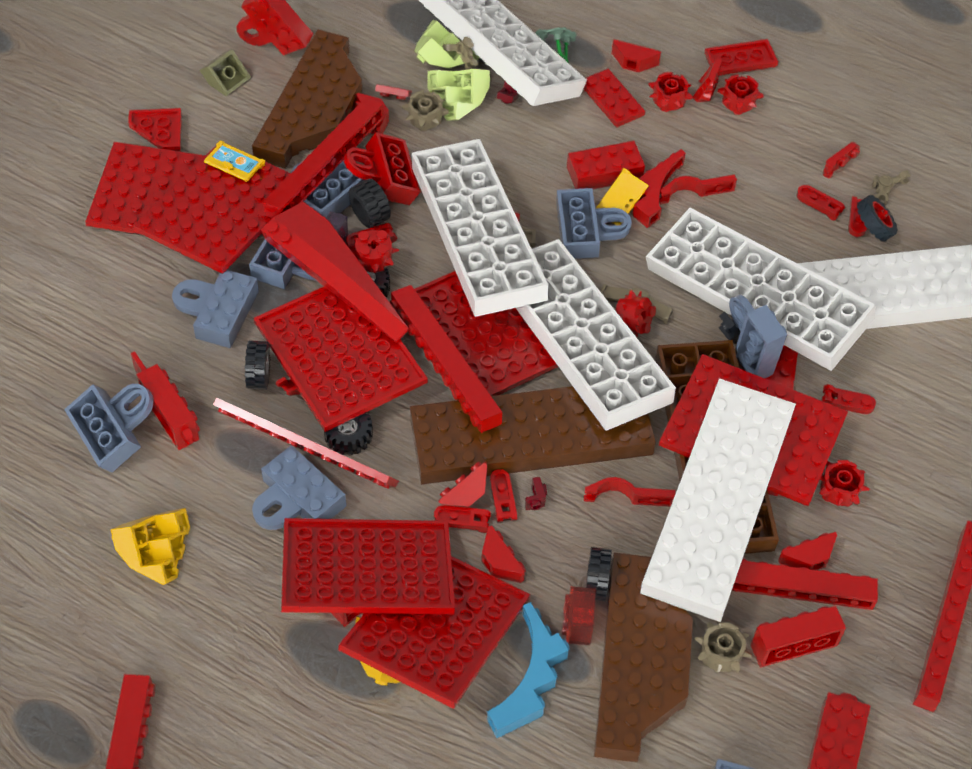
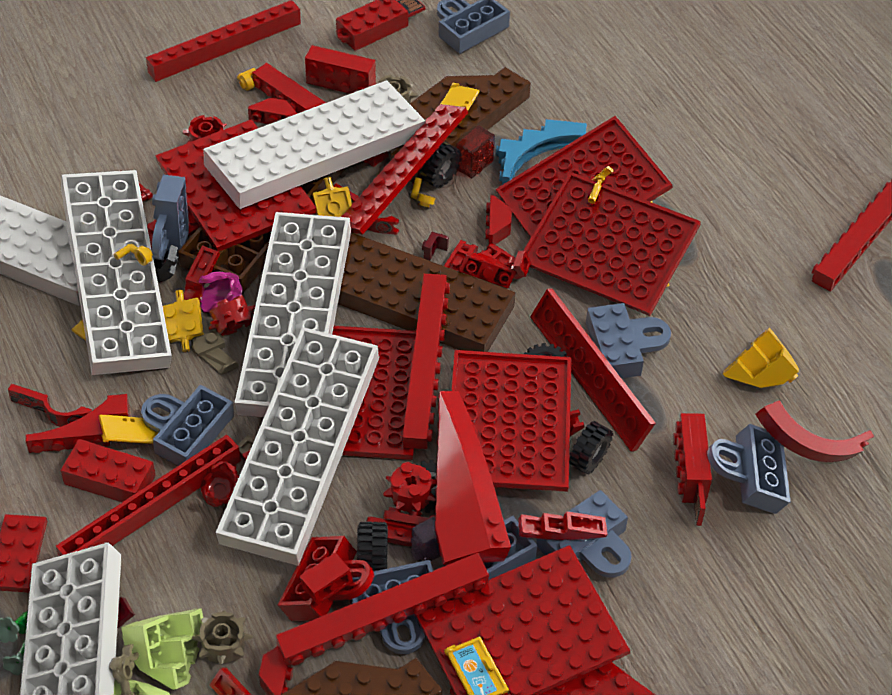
camera: 145 degrees left, 5 degrees down
(64, 469) = (804, 443): none -> arch
(235, 281) = (566, 527): none -> red slope
(375, 142) = (326, 578): none -> red brick
(414, 612) = (600, 179): none -> yellow piece
(438, 506) = (520, 263): none -> red tile
(518, 196) = (220, 484): none -> red hair
(554, 162) = (152, 499): none -> red brick
(591, 542) = (425, 200): none -> yellow plate
(620, 530) = (403, 167): none -> red plate
(644, 655) = (460, 96): none -> yellow door
(652, 468) = (332, 200): none -> yellow plate
(666, 333) = (221, 287): none -> dark pink hair
(673, 298) = (183, 320): none -> yellow plate
(694, 330) = (201, 266): none -> red piece
(742, 289) = (141, 253): none -> yellow plate
(879, 573) = (245, 79): none -> yellow plate

